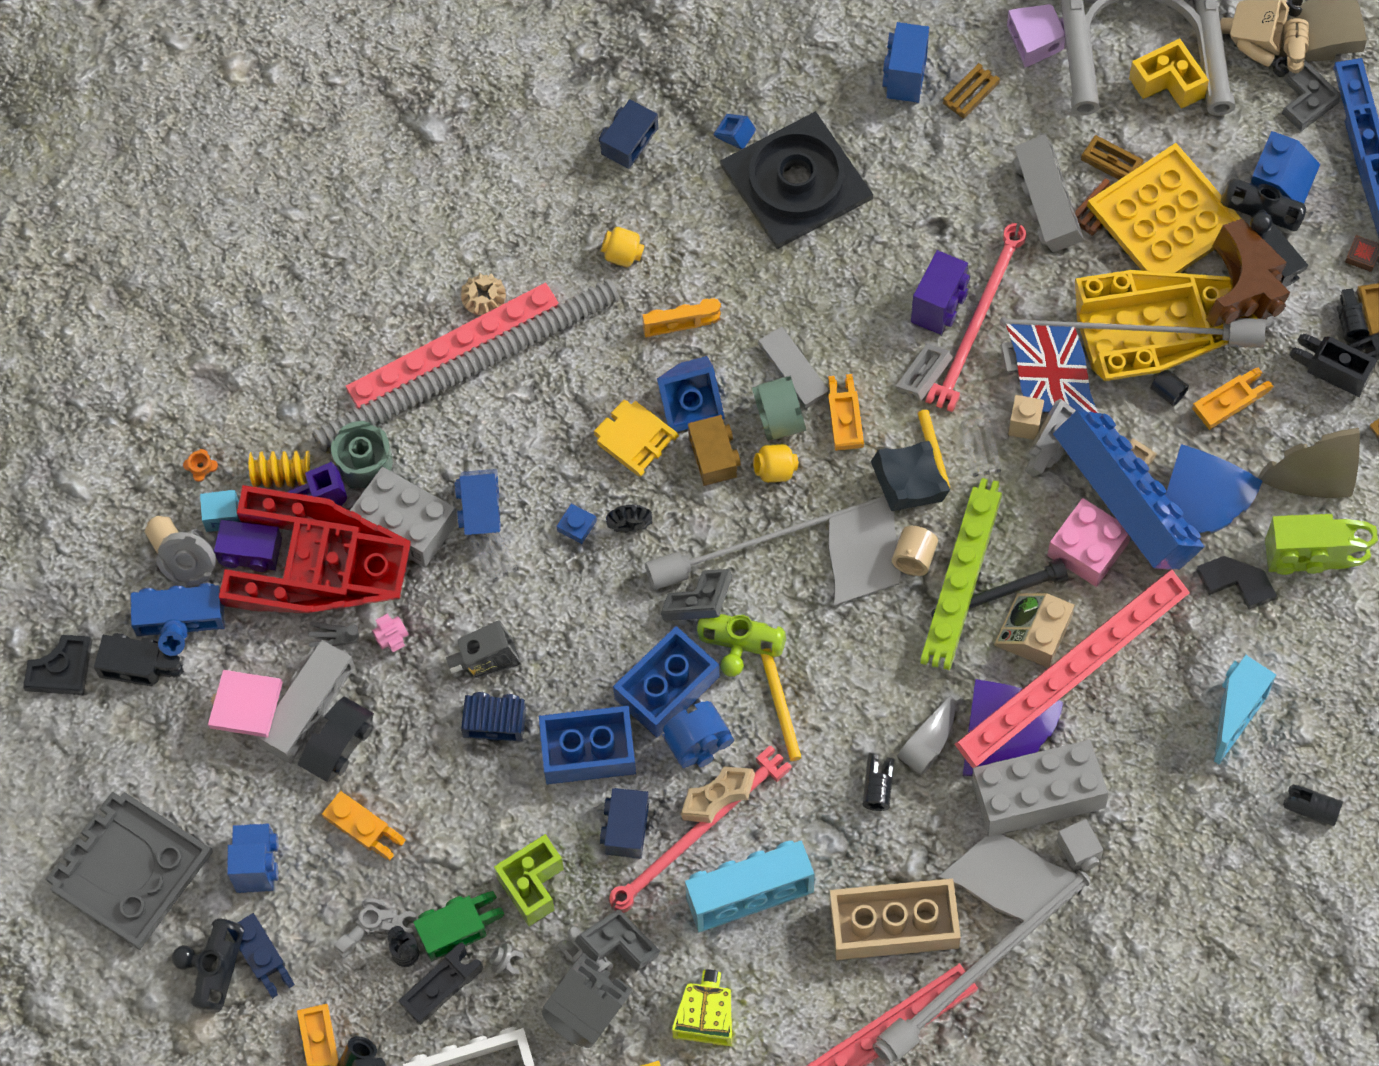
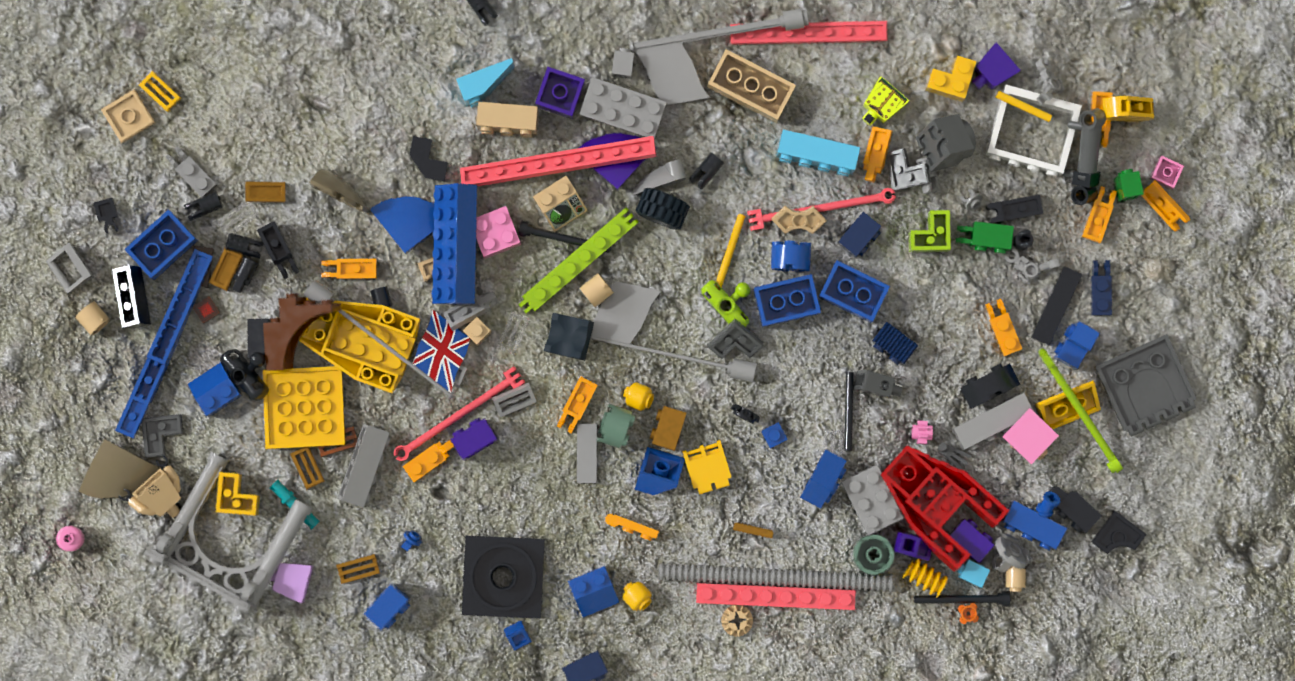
camera: 155 degrees left, 20 degrees up
(116, 747) = (1113, 464): none -> lime hinge
(167, 505) = (1001, 599): none -> black piece
(207, 979) = (1139, 290): black piece -> none
(220, 781) = (1059, 411): none -> yellow slope
(309, 897) = (1056, 306): none -> black tile
(500, 607) = (848, 411): none -> black bar
(530, 398) = (753, 530): none -> pearl gold tile
(672, 942) = (876, 152): none -> light orange hinge
(680, 224) = (593, 591): none -> blue slope
(901, 690) = (662, 208): none -> black wheel
(929, 435) = (540, 351): yellow bar -> none
(932, 152) = (412, 538): none -> blue plate
(980, 244) = (428, 460): none -> light orange hinge
(1106, 112) = (288, 498): none -> teal pin
(1133, 755) = (560, 92): none -> dark purple brick
(1175, 679) = (507, 119): none -> tan brick
(1295, 46) = (149, 461): tan hinge -> none
(1315, 543) = (373, 146): lime brick -> none

